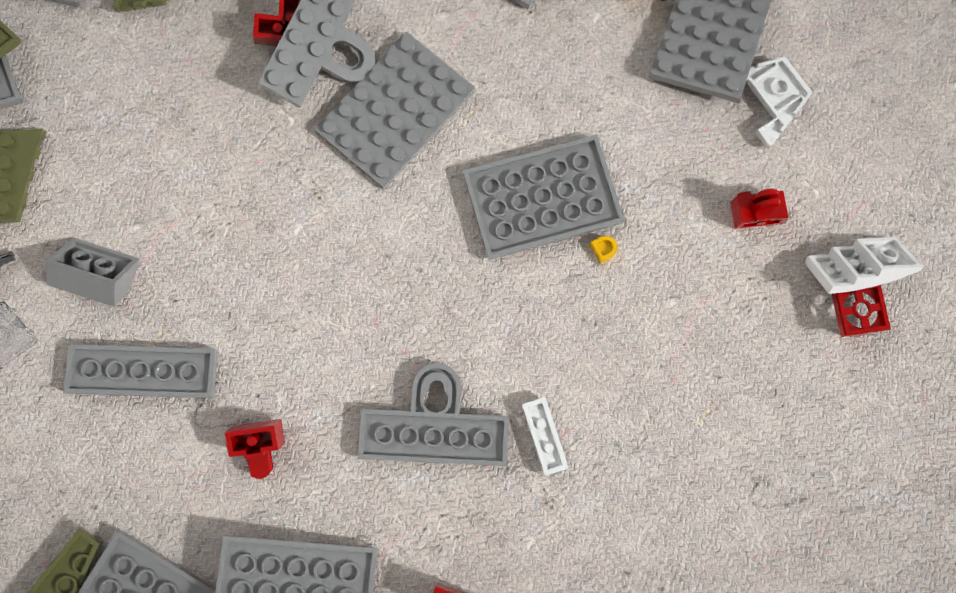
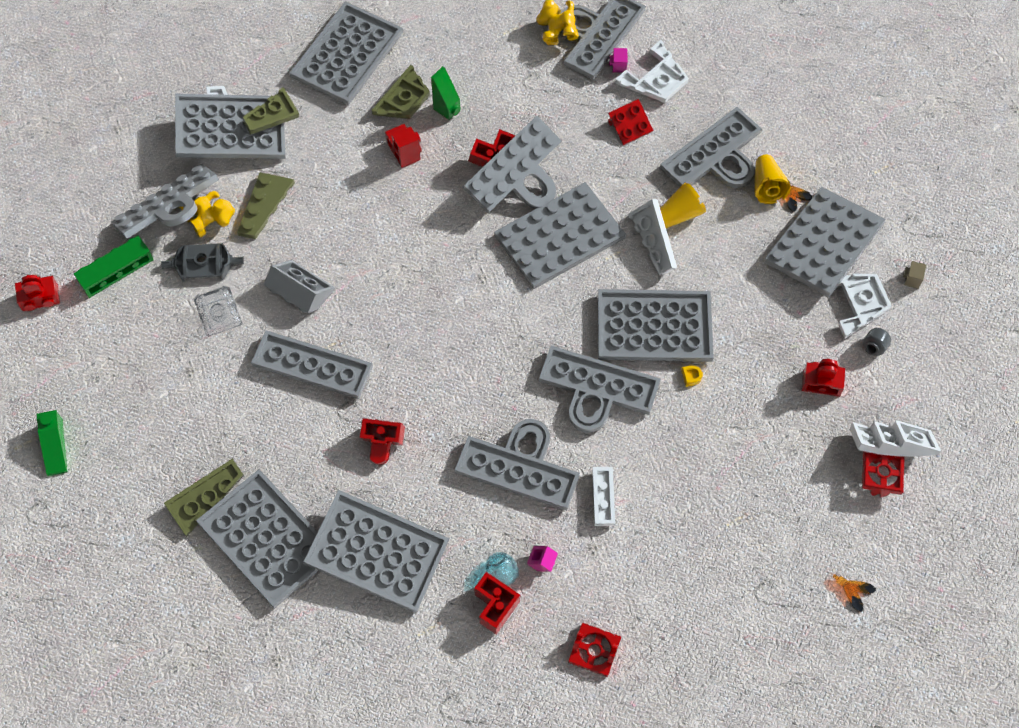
camera: 20 degrees right, 15 degrees down
(167, 43) = (404, 144): none -> red brick
(451, 565) = (502, 567): none -> clear light blue hair
(495, 540) = (542, 558): none -> dark pink plate
(500, 289) = (597, 380): none -> light grey plate
(506, 73) = (651, 226): none -> white wing
(531, 34) = (682, 206): none -> yellow cone
(807, 143) = (877, 341): none -> dark grey head
(827, 44) = (914, 274): none -> dark tan plate
(858, 462) = (852, 589): none -> clear orange piece

